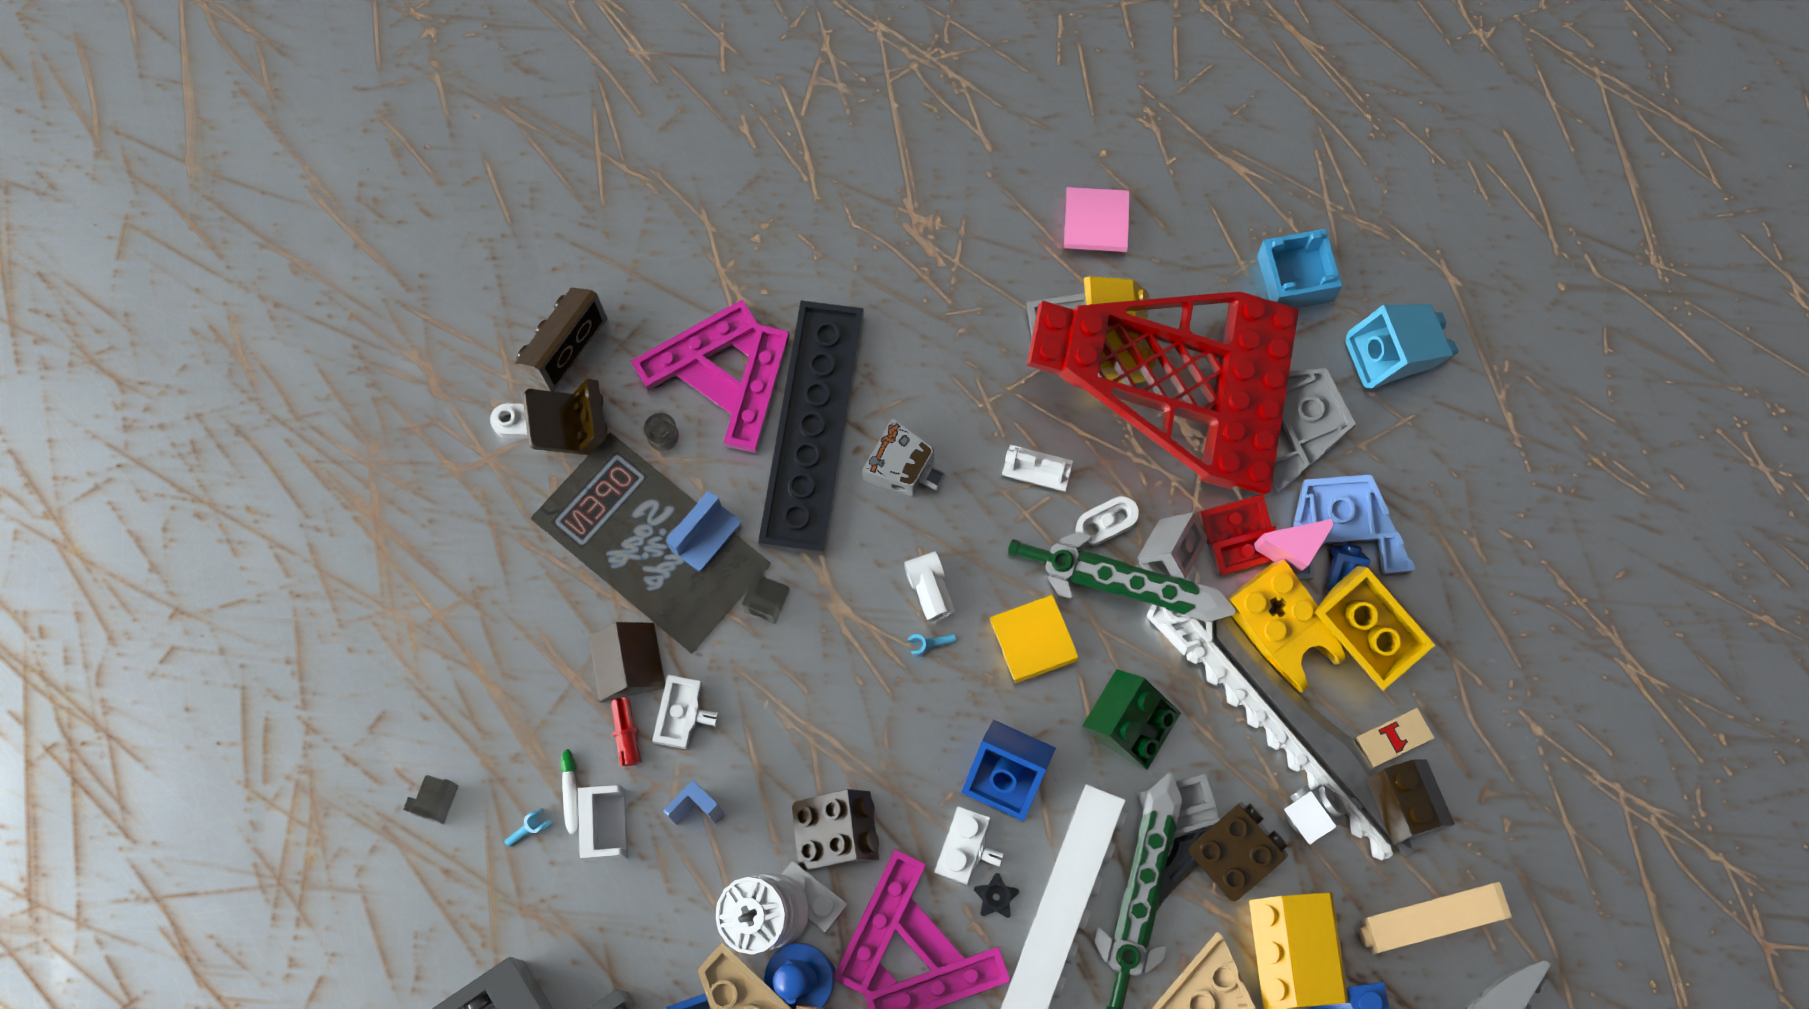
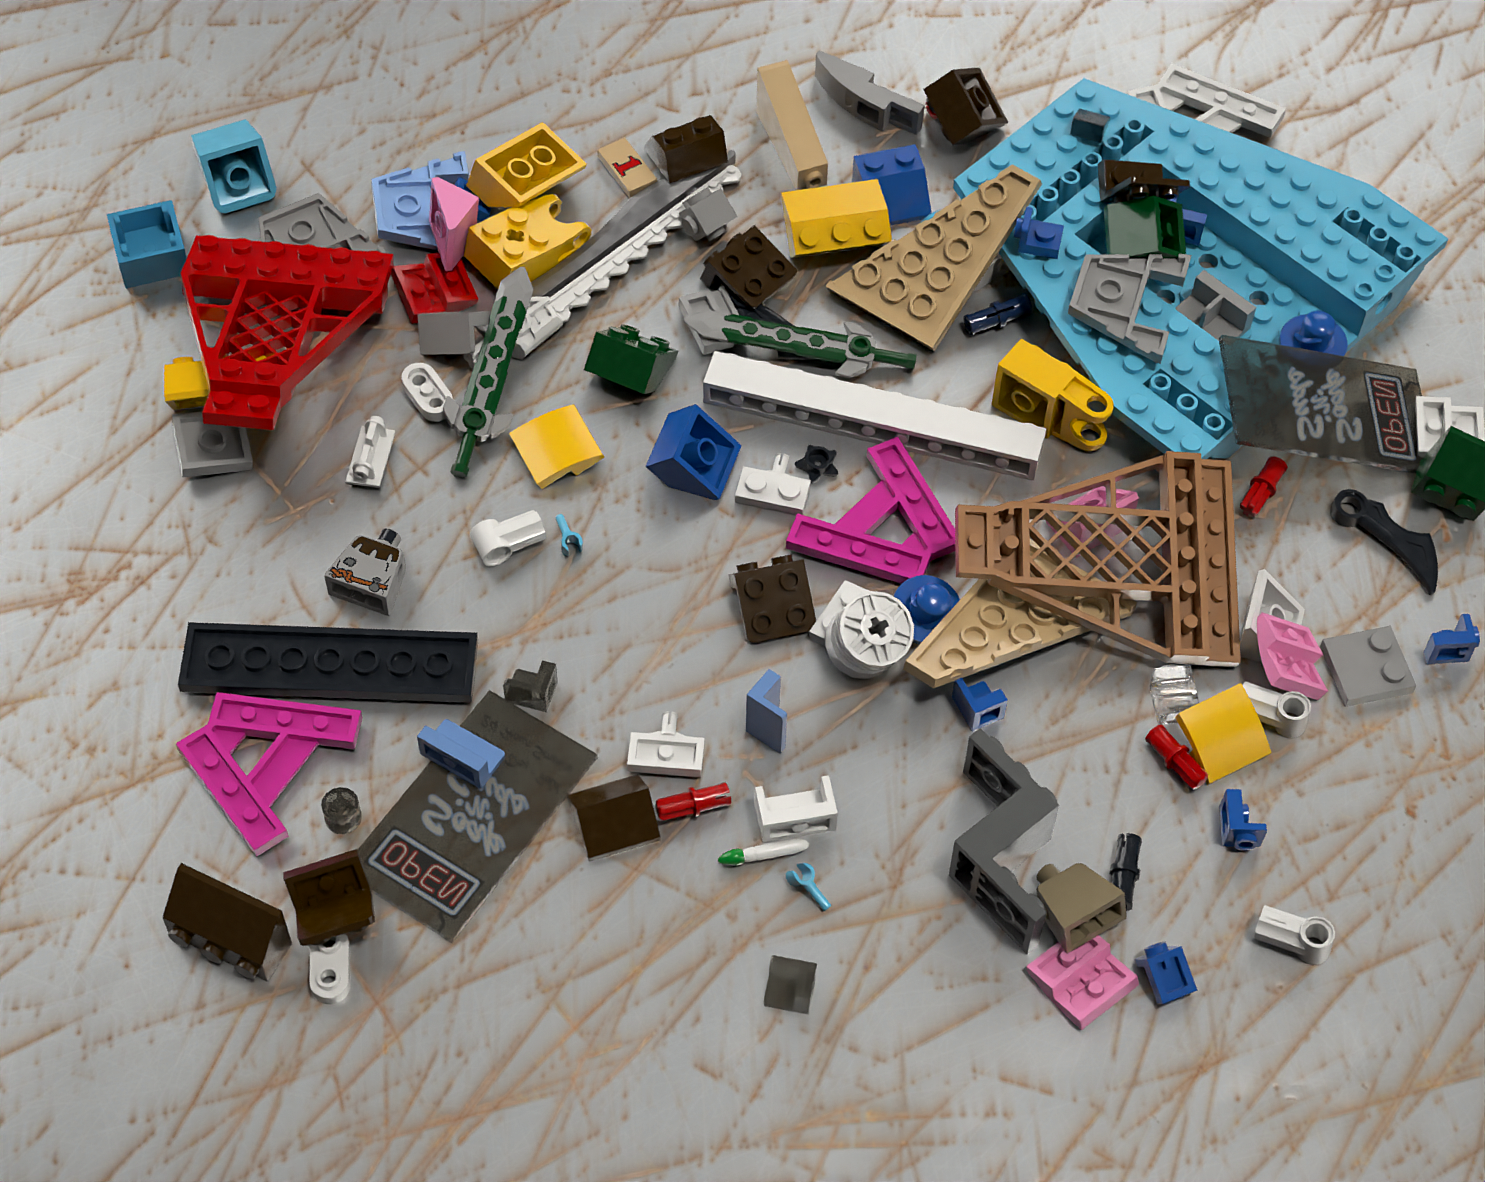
camera: 100 degrees left, 15 degrees down
(1096, 219) = (81, 420): bright pink slope -> none

